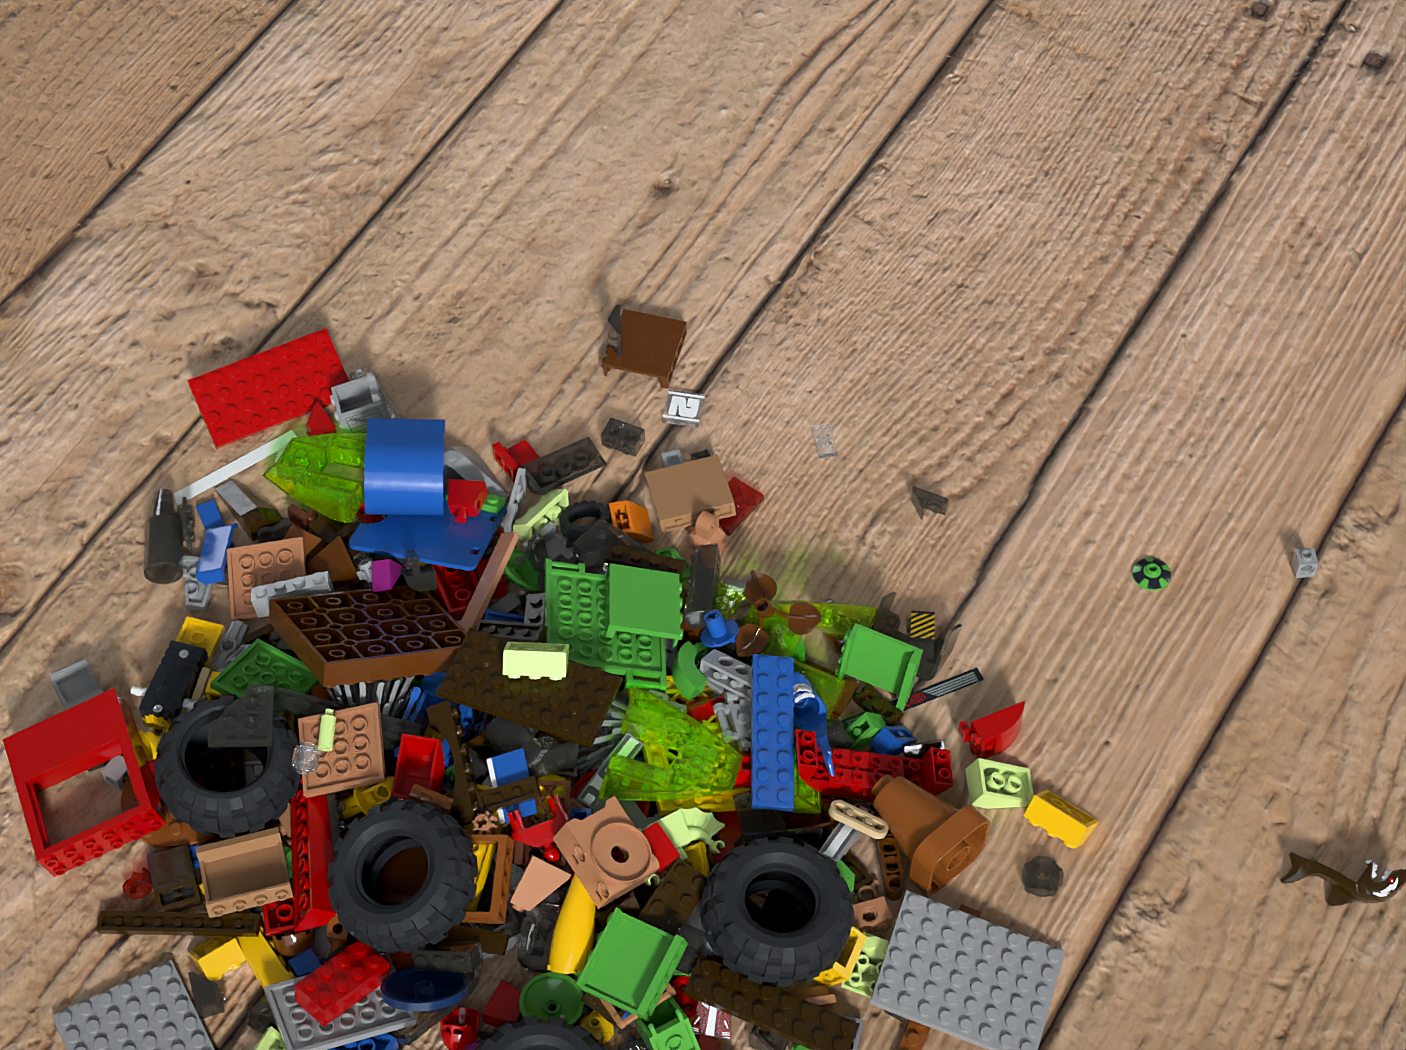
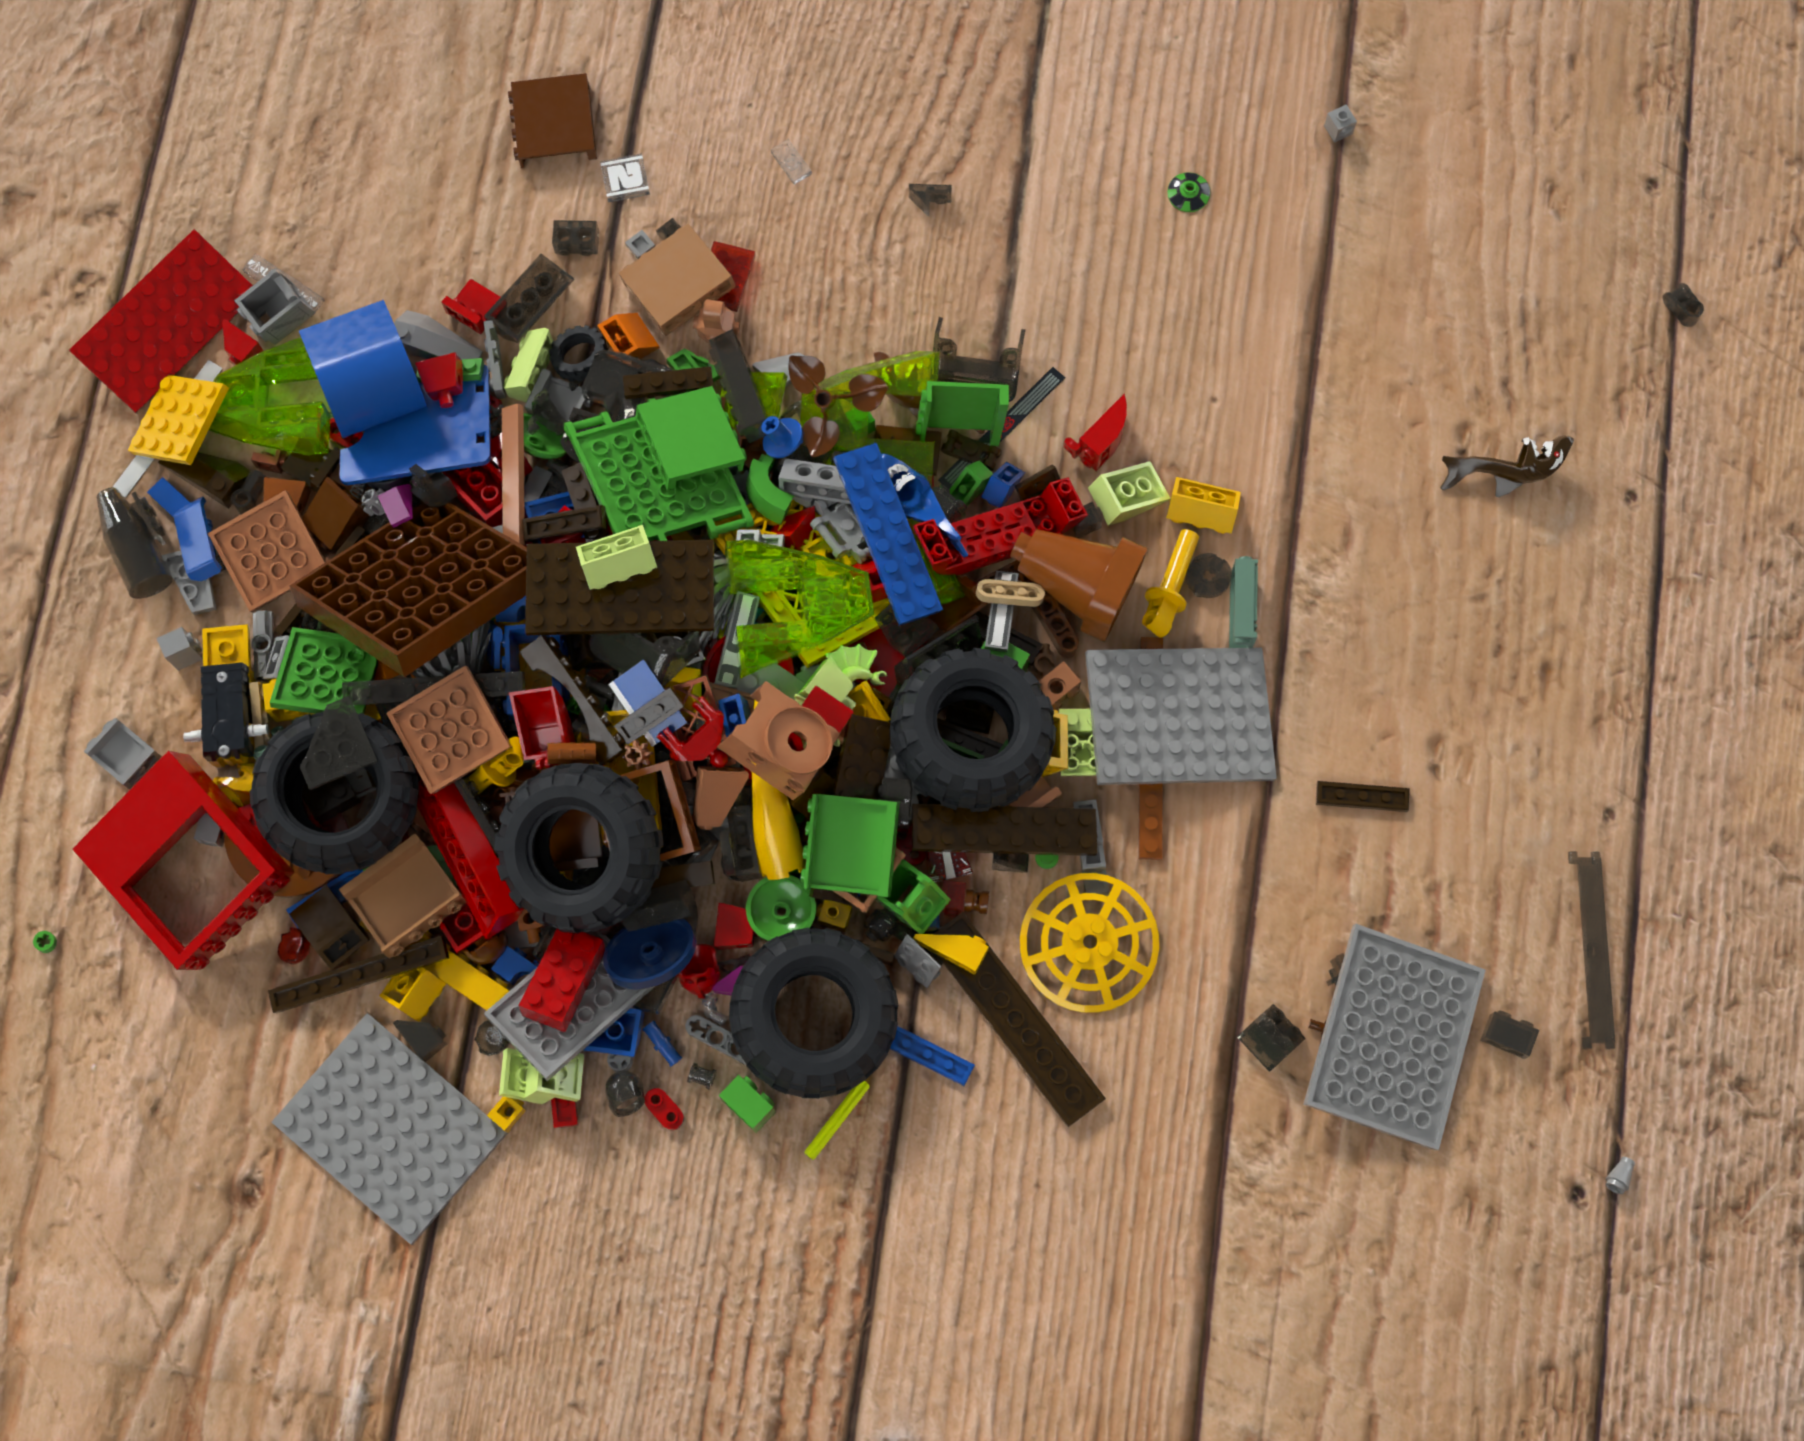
camera: 20 degrees left, 20 degrees up
(162, 625) = (180, 648): none -> light grey brick
(245, 460) = (178, 419): none -> yellow plate
(300, 586) = (303, 560): light grey brick -> none
(305, 758) = (416, 756): clear head -> none
(327, 731) = (425, 717): yellowish green cylinder -> none
(614, 330) = (516, 116): clear smoke slope -> none
(921, 632) = (985, 354): brick -> none
(956, 795) = (1091, 522): none -> clear smoke brick
(995, 878) = (1166, 600): none -> yellow piece
(1062, 905) = (1243, 603): none -> sand green door

